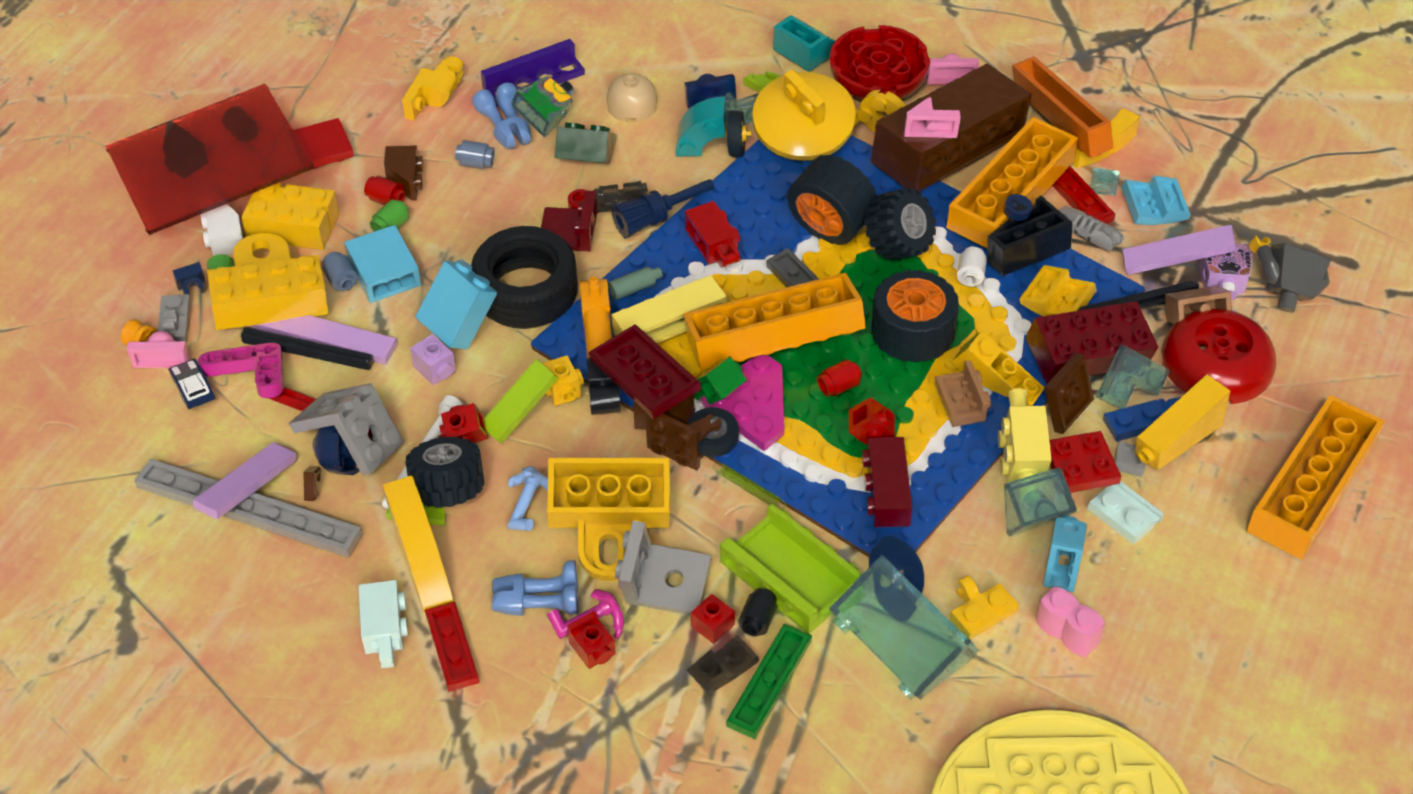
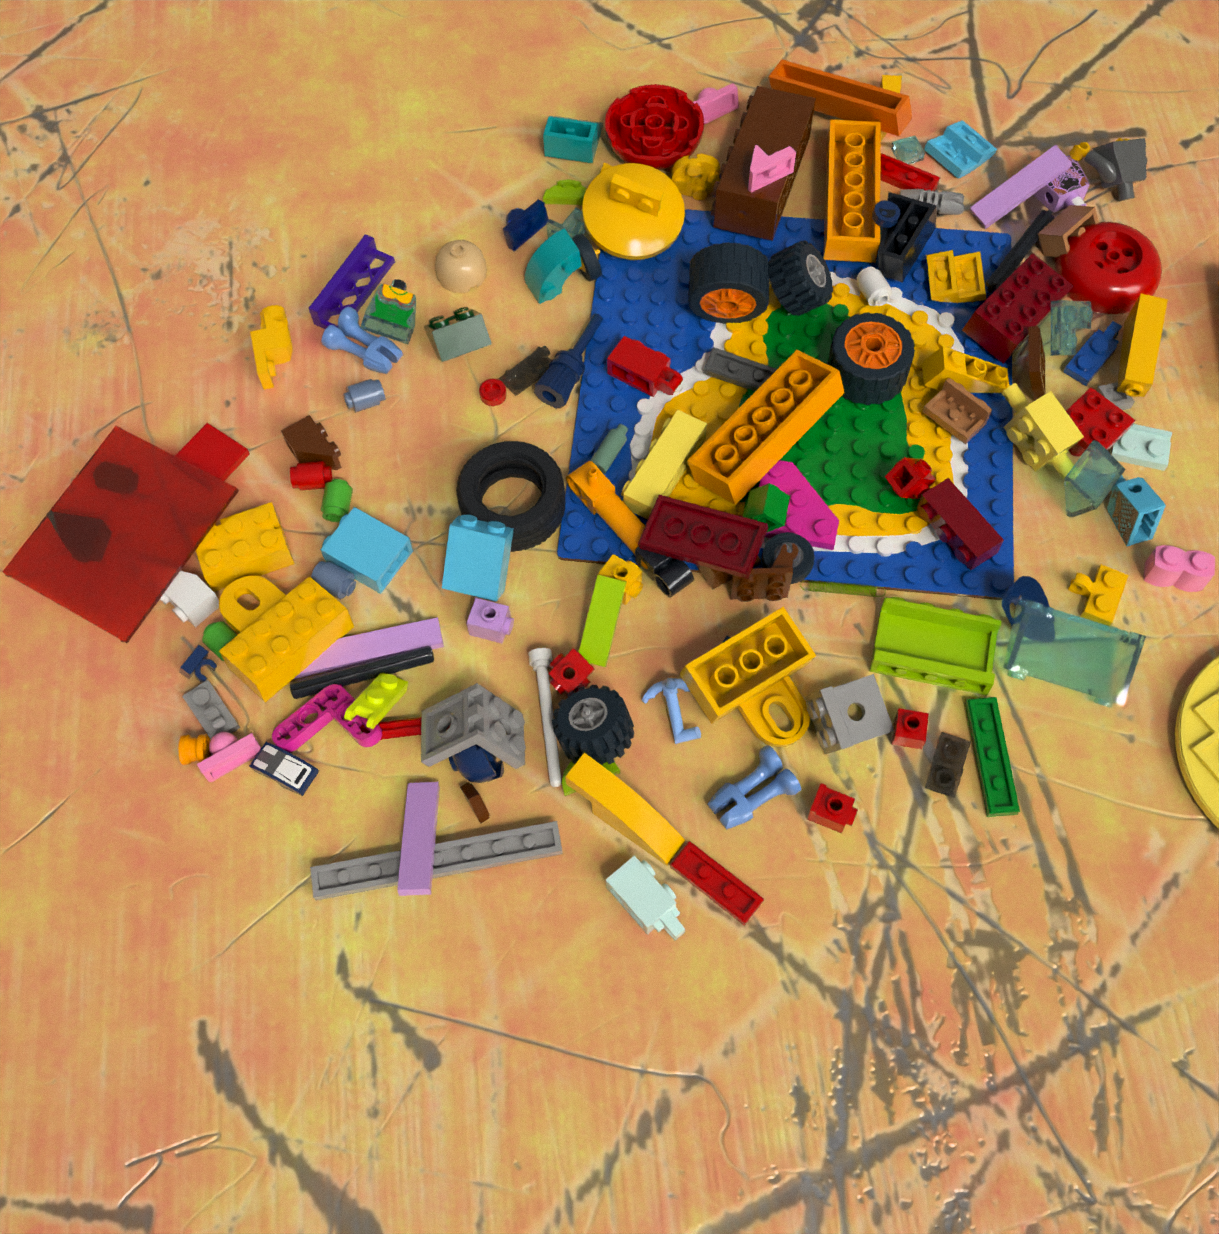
camera: 30 degrees left, 15 degrees up
(296, 367) = (377, 699): none -> neon yellow hinge
(574, 225) = (507, 419): dark red bracket -> none
(606, 606) = (821, 771): dark pink piece -> none
(758, 612) = (942, 702): black brick -> none
(839, 378) = (849, 449): red brick -> none

